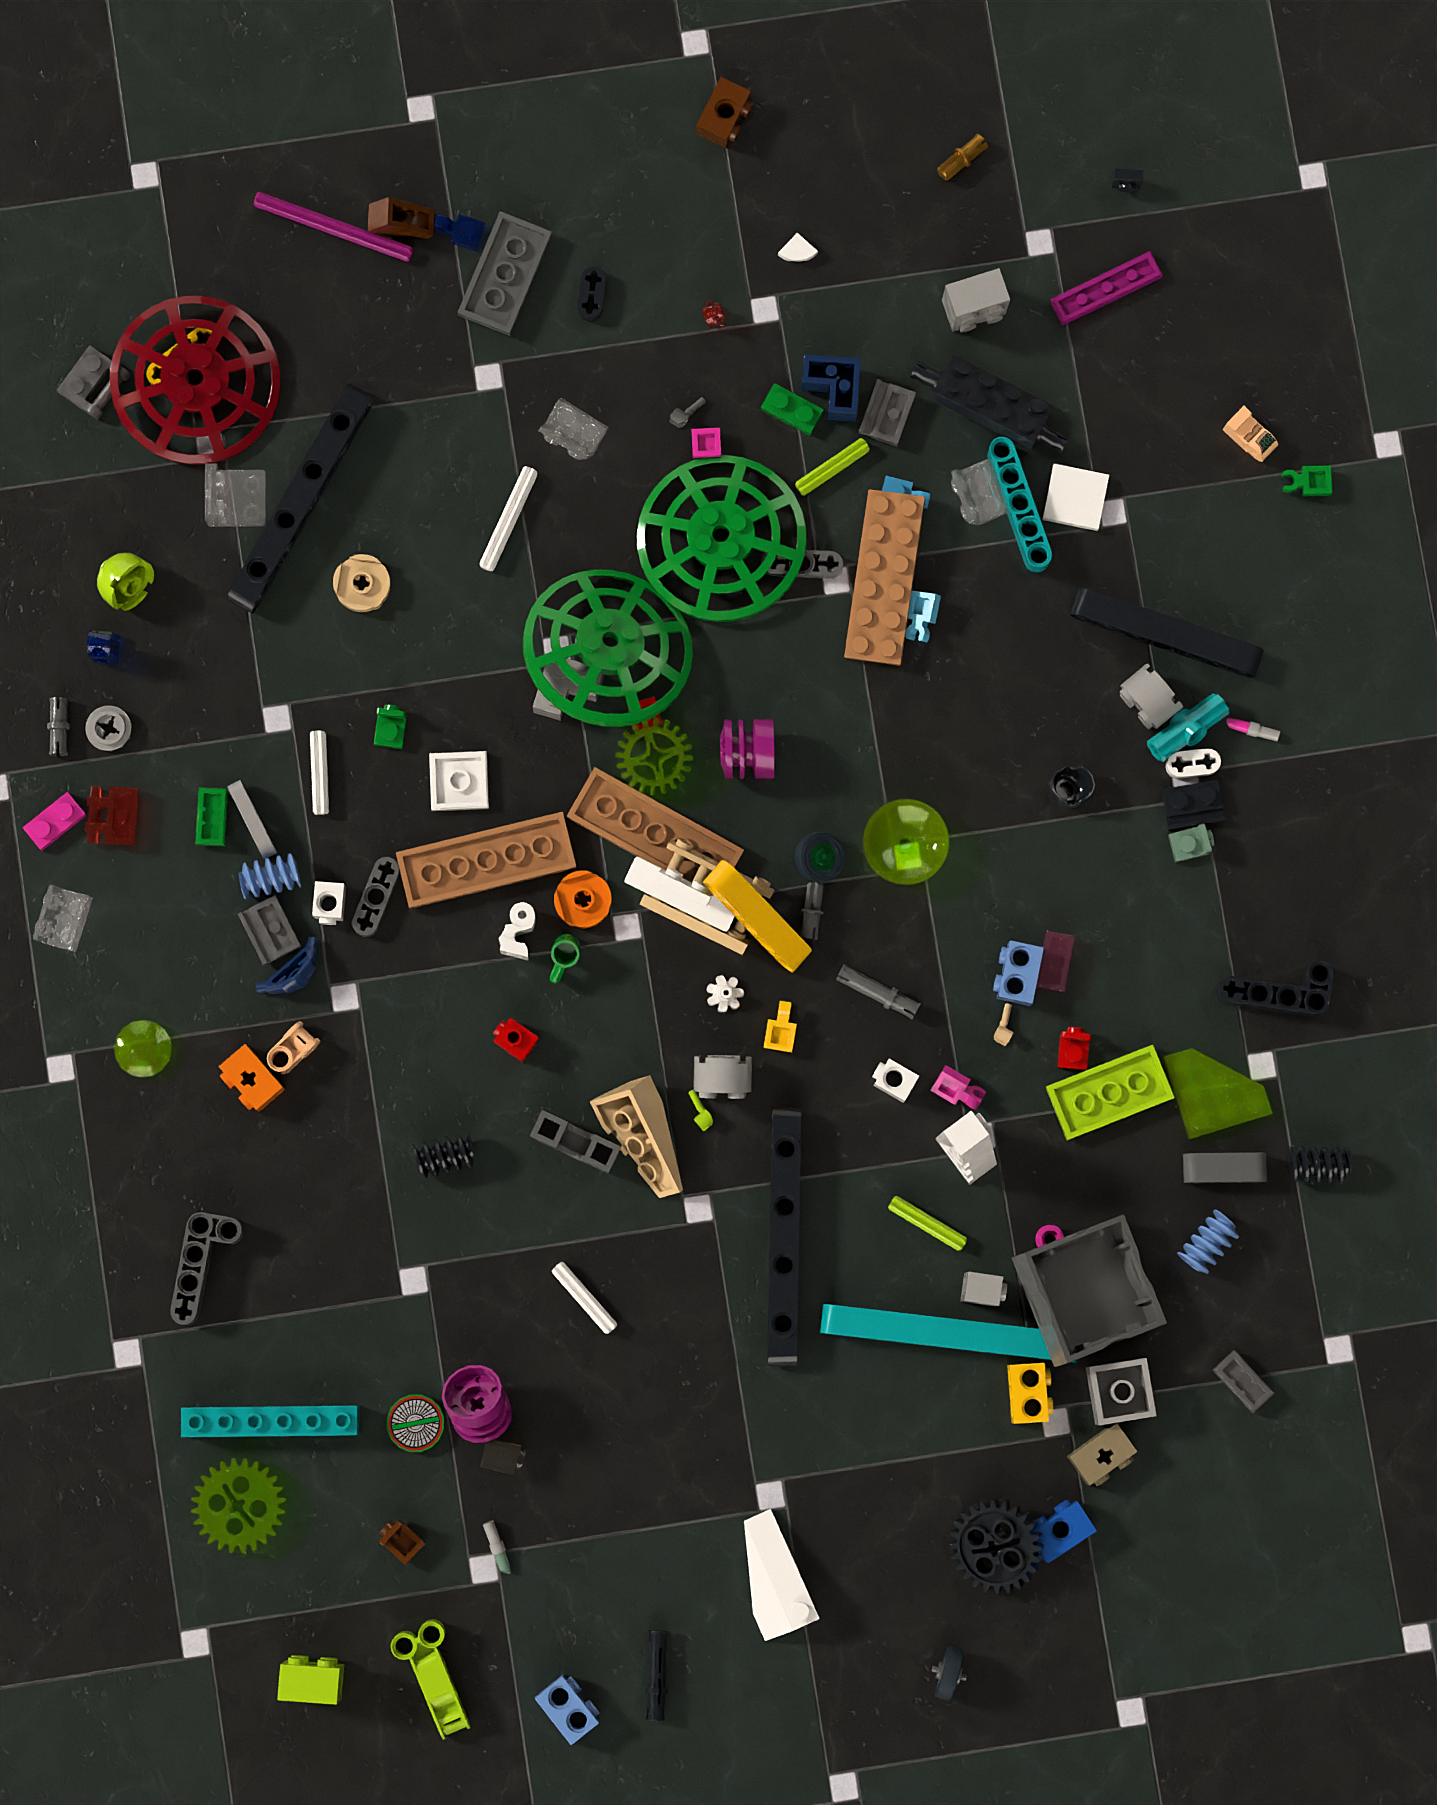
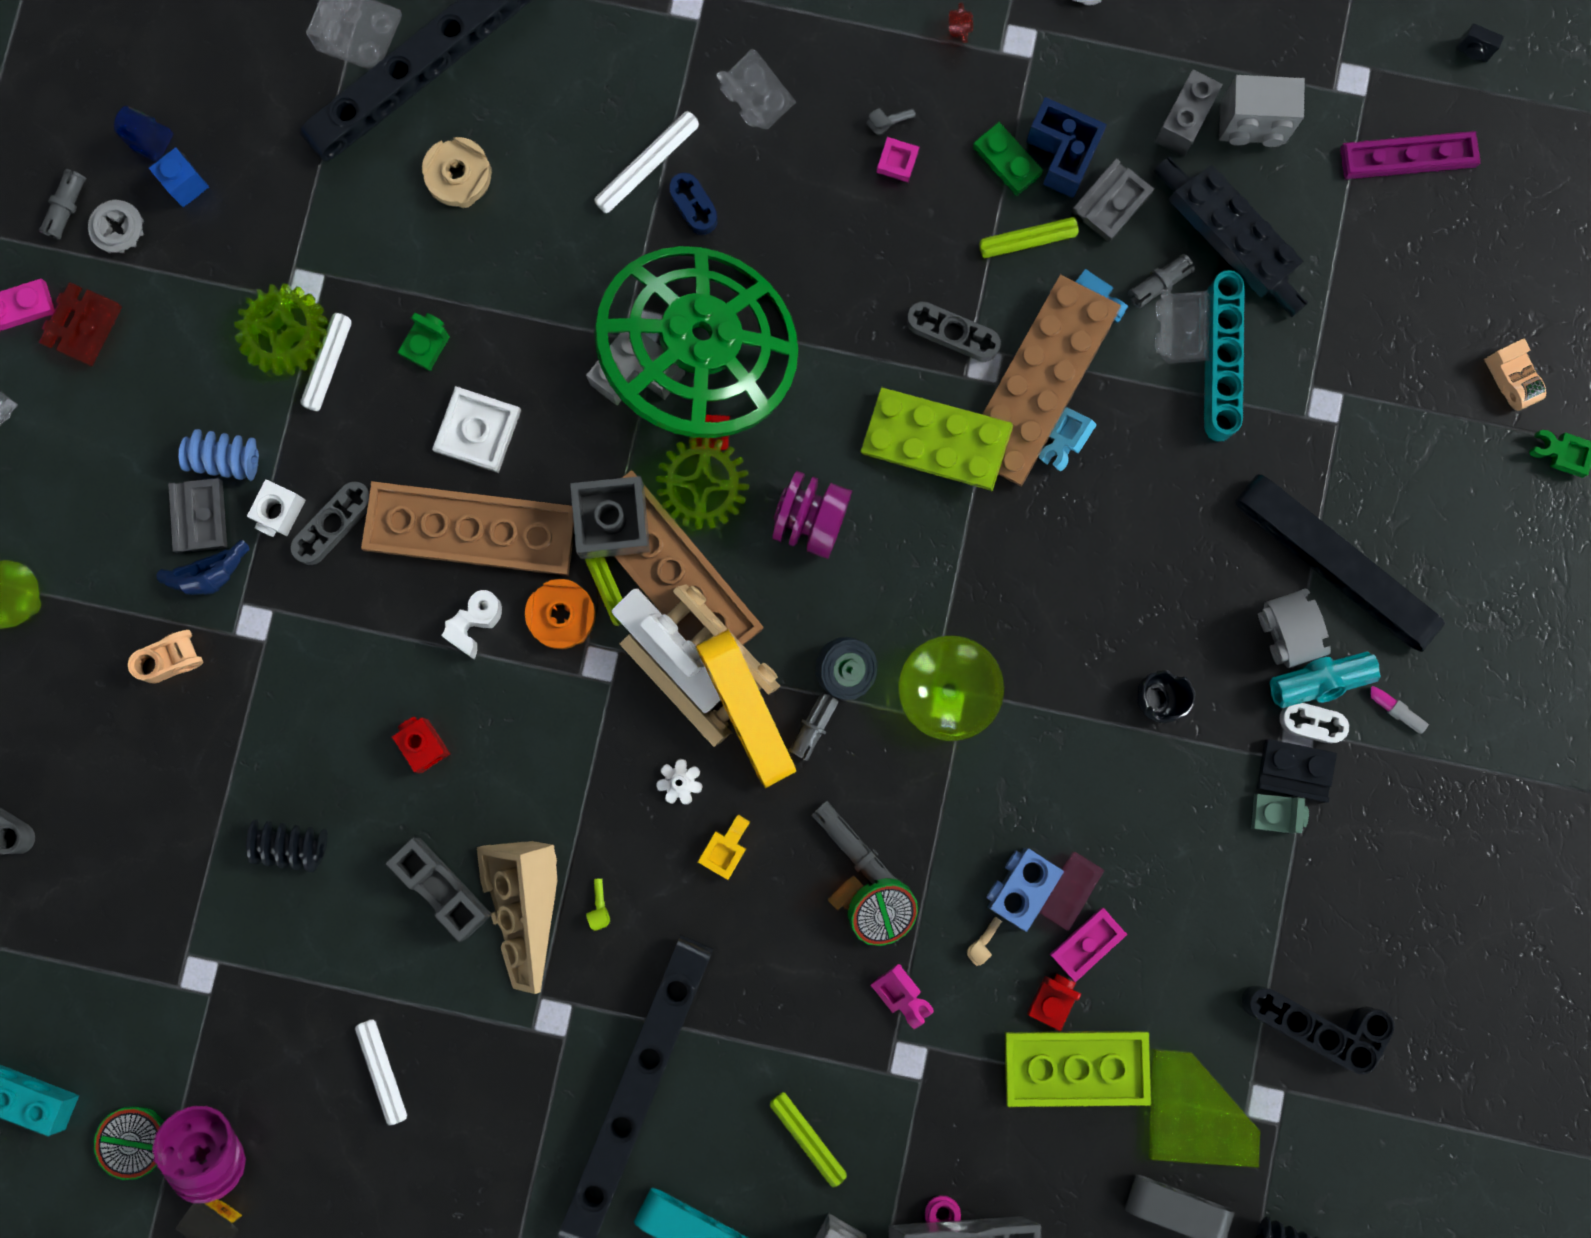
camera: 25 degrees right, 0 degrees up
(123, 580) = (196, 71): lime cylinder -> none
(145, 670) = (179, 177): none -> blue brick
(211, 817) = (187, 365): green plate -> none
(252, 819) = (229, 385): light grey beam -> none
(263, 763) = (281, 303): none -> clear neon green gear
(266, 1085) = (119, 687): orange brick -> none
(554, 543) = (699, 200): none -> dark blue beam
(564, 954) = (512, 669): green piece -> none
(596, 810) = (610, 517): none -> dark grey brick
(601, 856) = (605, 585): none -> lime axle
(721, 554) = (878, 287): green dish -> none
(722, 1075) = (636, 878): light grey brick -> none
(821, 653) = (937, 438): none -> lime plate
(886, 1028) = (845, 893): none -> clear orange plate
(907, 1076) = (840, 972): white brick -> none
(919, 1031) = (883, 912): none -> tile
(920, 321) = (1188, 113): none -> flat silver brick
(948, 463) = (1161, 279): none -> dark grey pin
(969, 1146) = (888, 1069): white wedge -> none
(1075, 497) = (1290, 372): white tile -> none
(1083, 996) = (1088, 944): none -> dark pink plate

